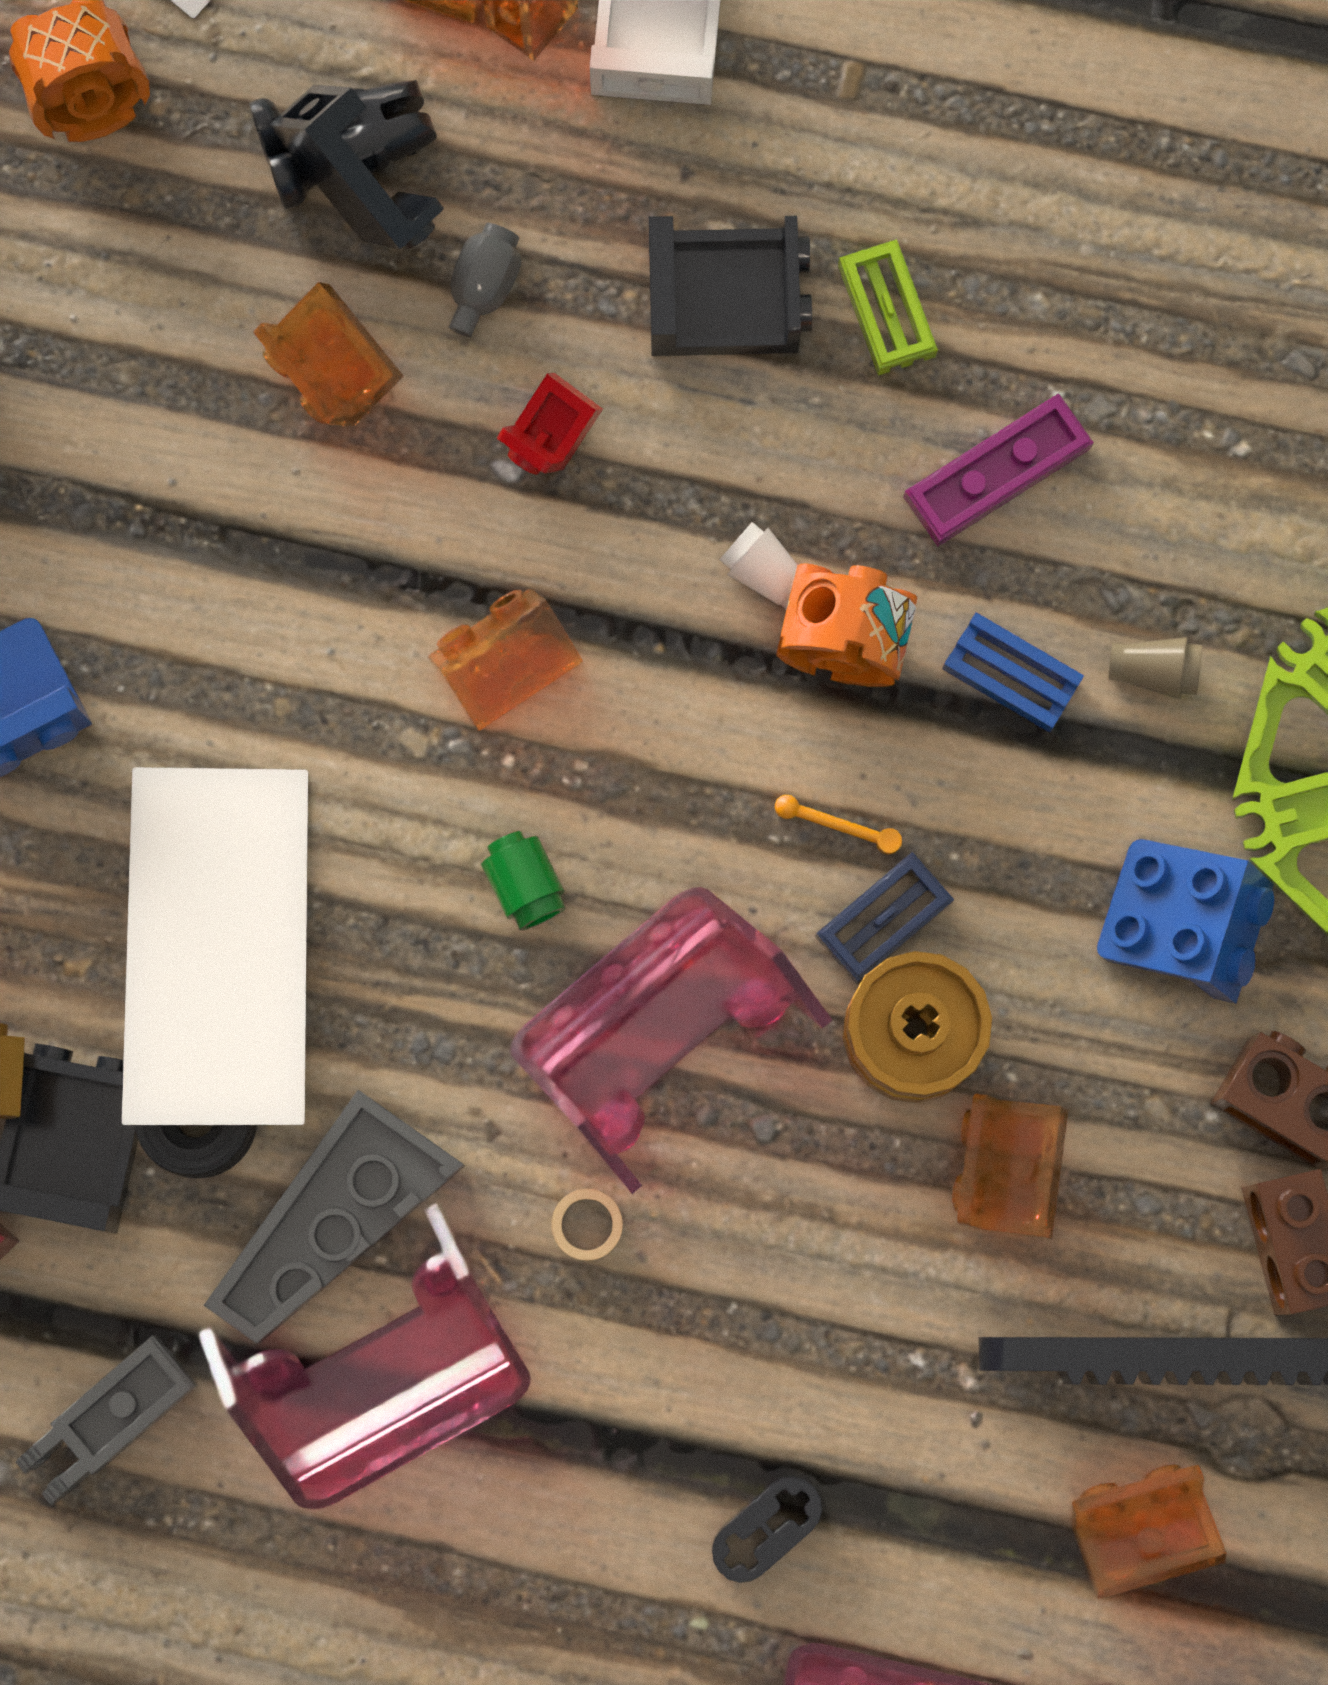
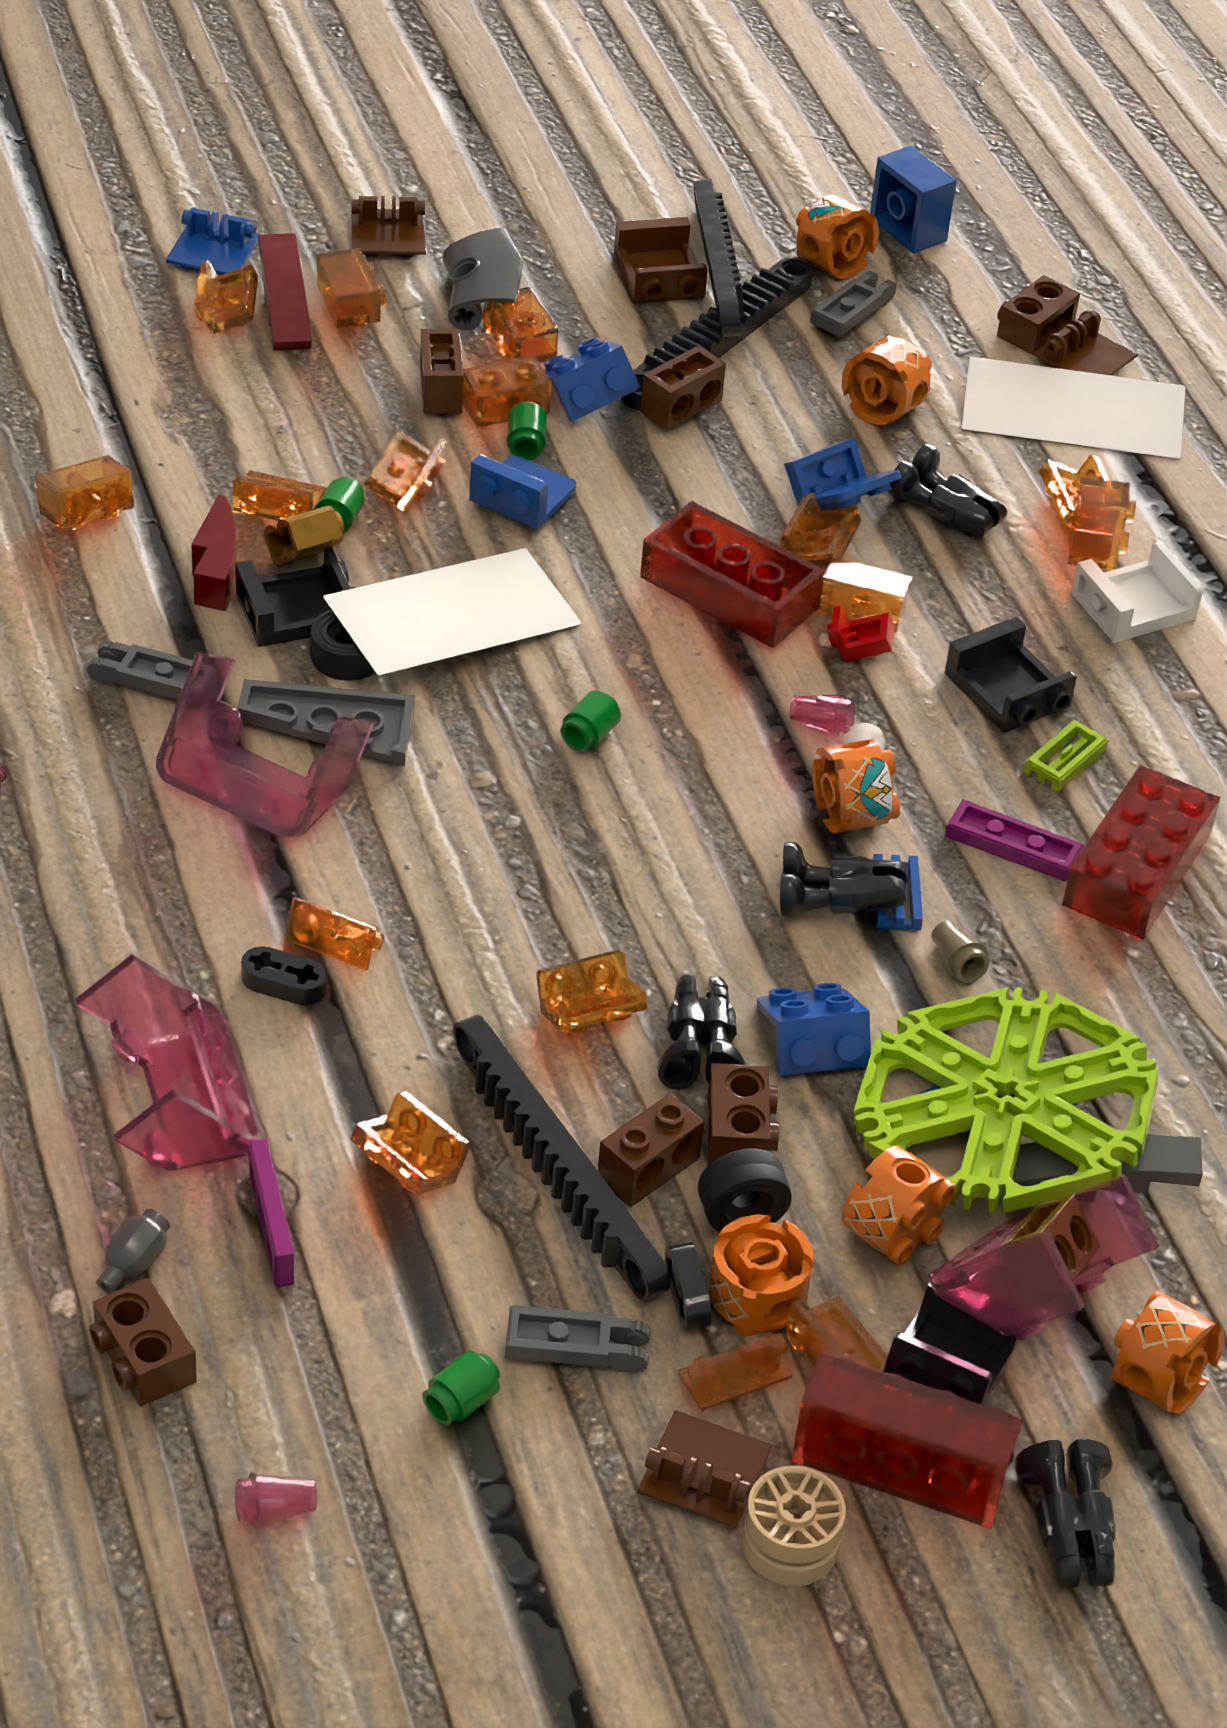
camera: 55 degrees right, 35 degrees down
(245, 265) = (836, 476): none -> blue bracket
(312, 135) = (935, 446): black panel -> none
(355, 530) = (732, 574): none -> clear red brick
(472, 371) = (864, 591): none -> clear orange hinge
(483, 276) = (931, 580): dark grey plant -> none
(504, 656) = (713, 668): clear orange bracket -> none
(566, 1203) = (405, 843): tan piece -> none
(648, 1010) = (544, 800): clear pink windscreen -> none
(663, 566) = (824, 712): none -> clear pink cone
(707, 1446) = (332, 933): none -> clear orange hinge
(844, 952) = (695, 895): dark blue tile -> none
(886, 841) = (746, 877): light orange hinge -> none
(940, 997) = (642, 911): pearl gold wheel -> none
(1003, 733) = (846, 887): none -> black piece
(1114, 1058) = (695, 1020): none -> black piece
(1119, 336) = (1141, 851): none -> clear red brick

